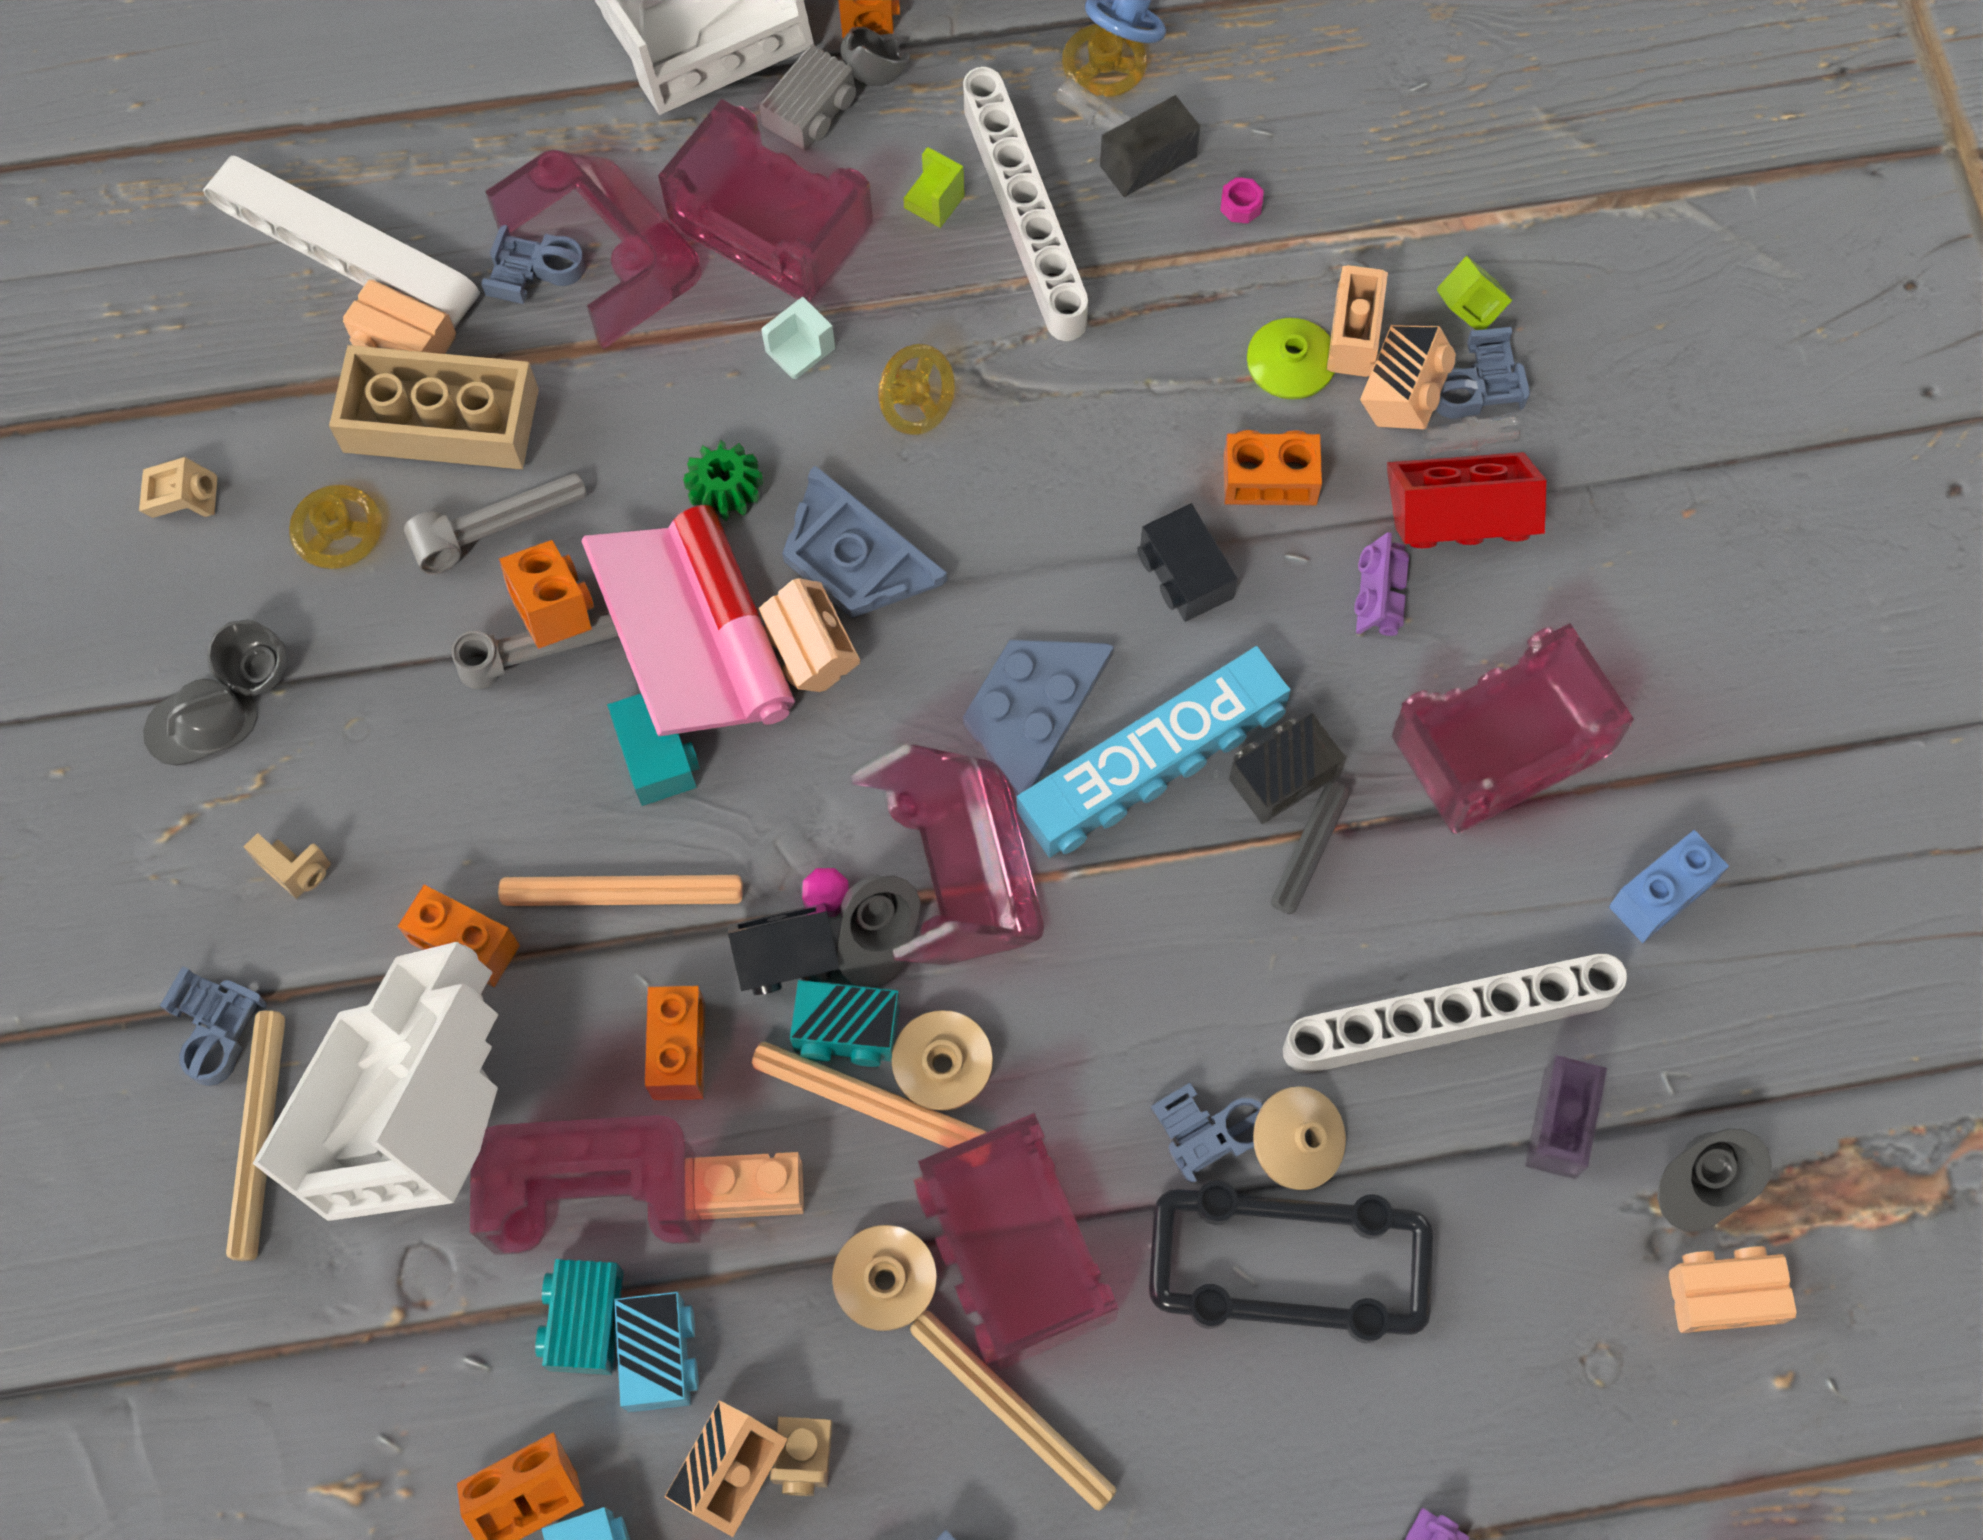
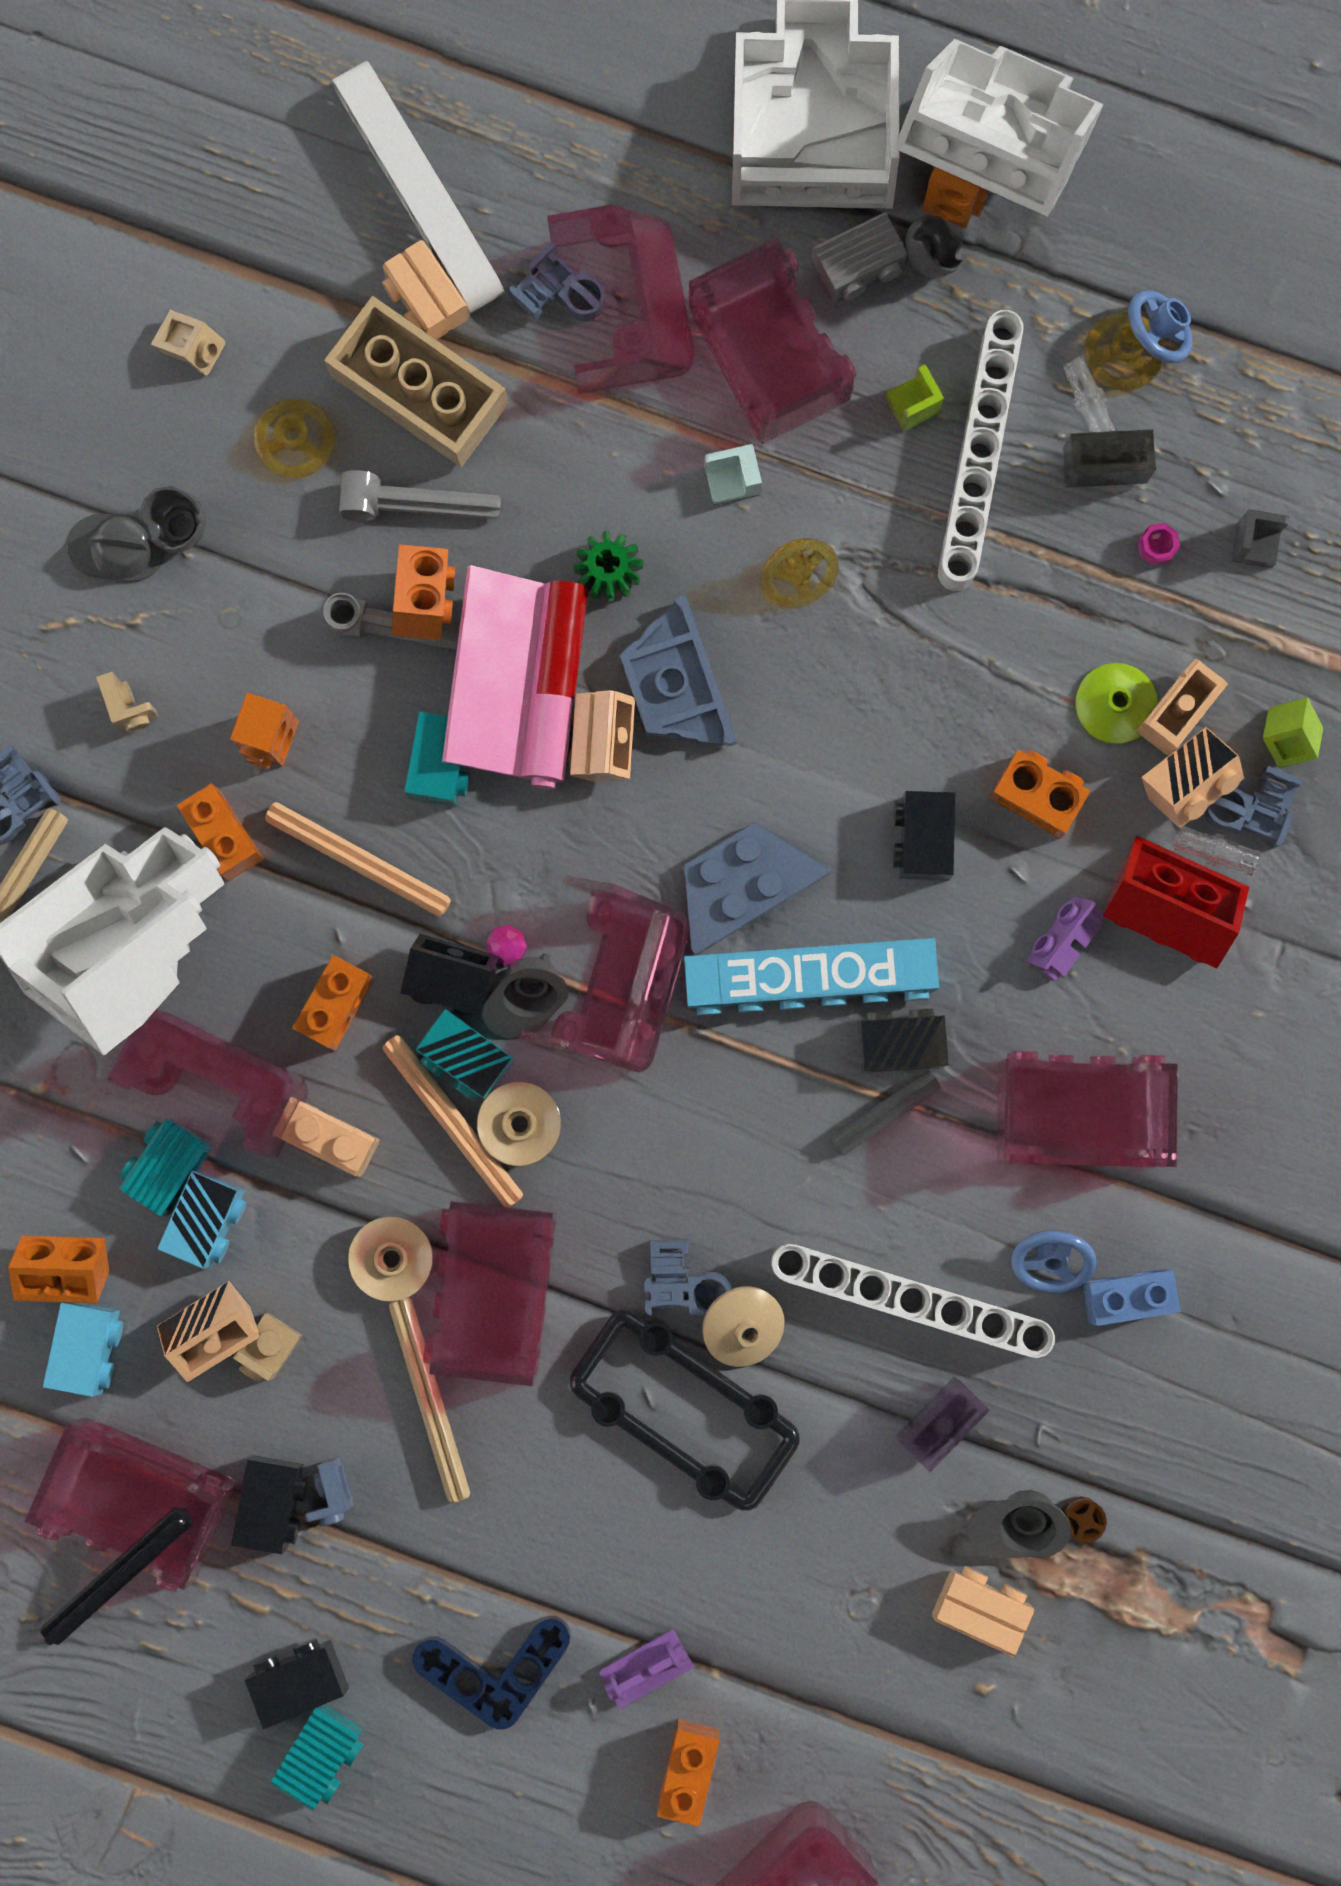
camera: 30 degrees right, 15 degrees up
(453, 806) = (264, 731): none -> orange brick
(1329, 147) = (1258, 538): none -> dark grey panel
(1562, 884) = (1052, 1256): none -> medium blue piece
(1778, 1131) = (1090, 1523): none -> reddish brown wheel

